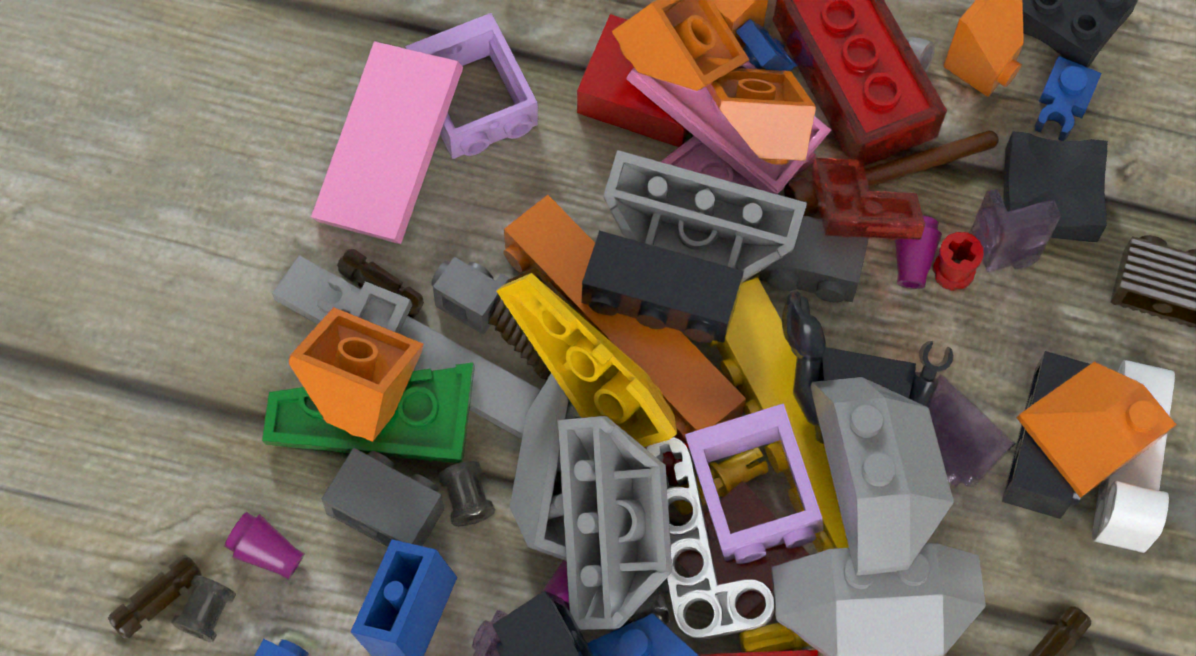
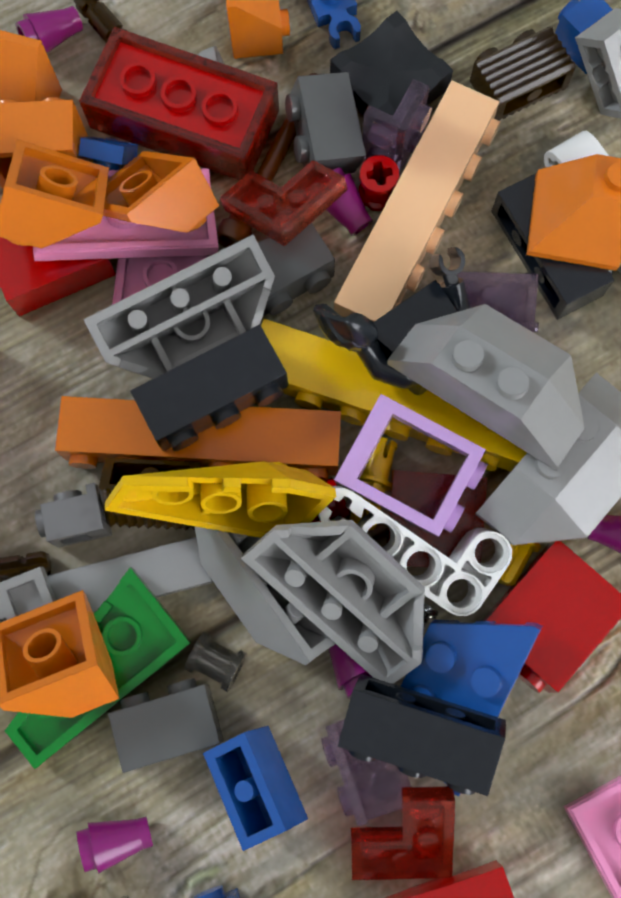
camera: 40 degrees left, 10 degrees up
(960, 176) = (325, 121): none -> dark grey brick
(979, 304) = (419, 204): none -> light nougat brick

